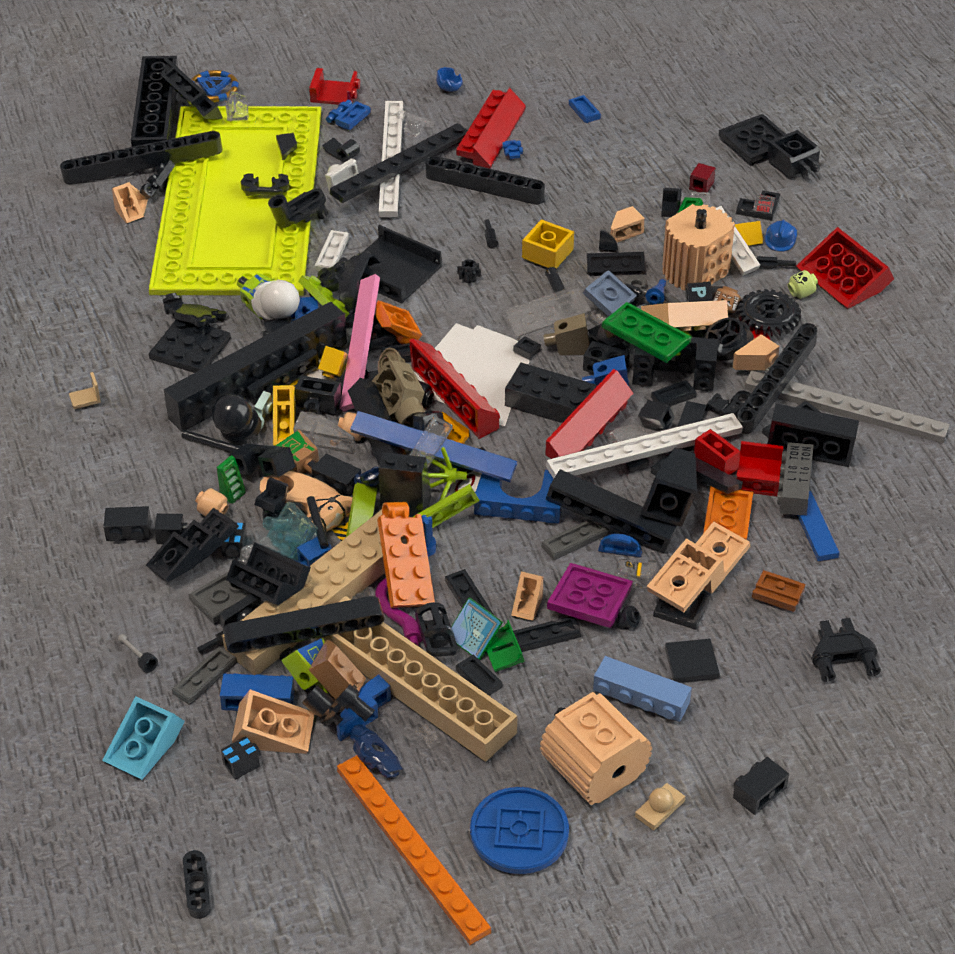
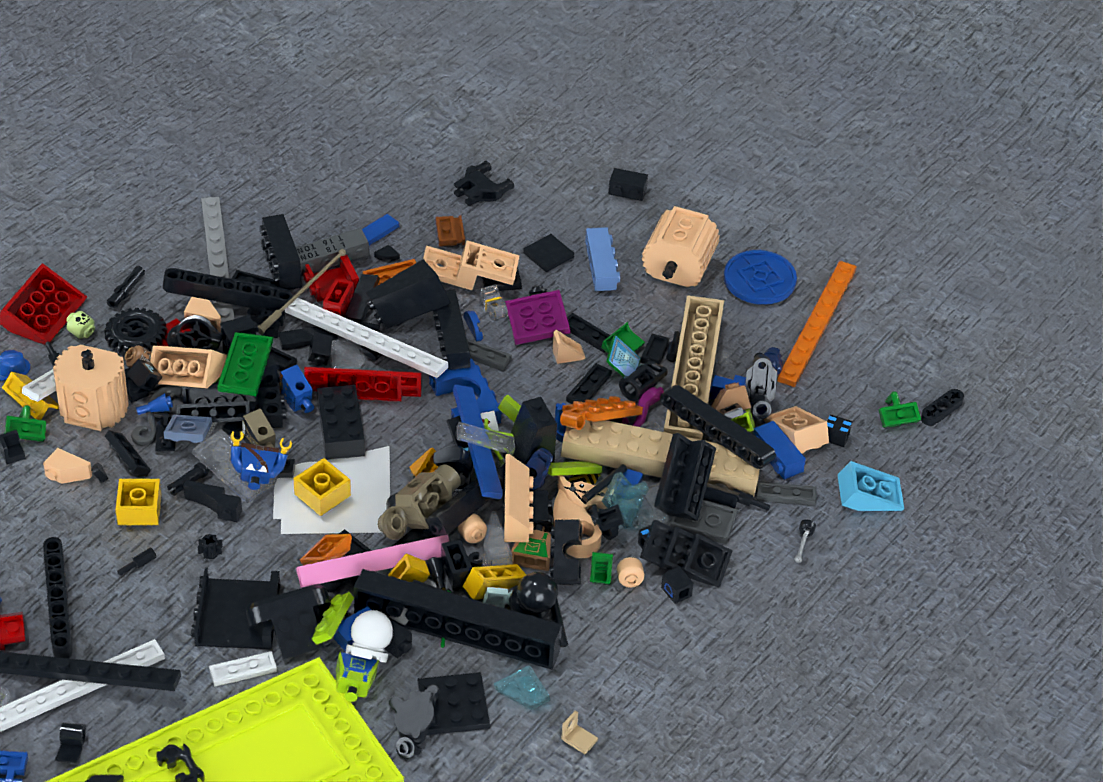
camera: 125 degrees left, 0 degrees up
(127, 523) = (695, 615): black brick -> none
(154, 387) = (523, 688): none -> clear light blue wing
(217, 826) = (898, 413): none -> green plate
(298, 208) = (211, 707): black piece -> none
(311, 644) = (732, 411): none -> black tile
(339, 437) = (517, 501): none -> light nougat slope
(340, 173) = (120, 717): white tile -> none
(453, 389) = (379, 482): red slope -> none
(476, 349) = (322, 486): none -> yellow brick
(519, 291) = (214, 497): none -> black slope
(533, 315) = (257, 462): none -> blue torso
(711, 386) = (272, 318): none -> dark tan piece
(775, 530) = (387, 253): none -> black tile
(835, 326) = (121, 292): none -> black pin

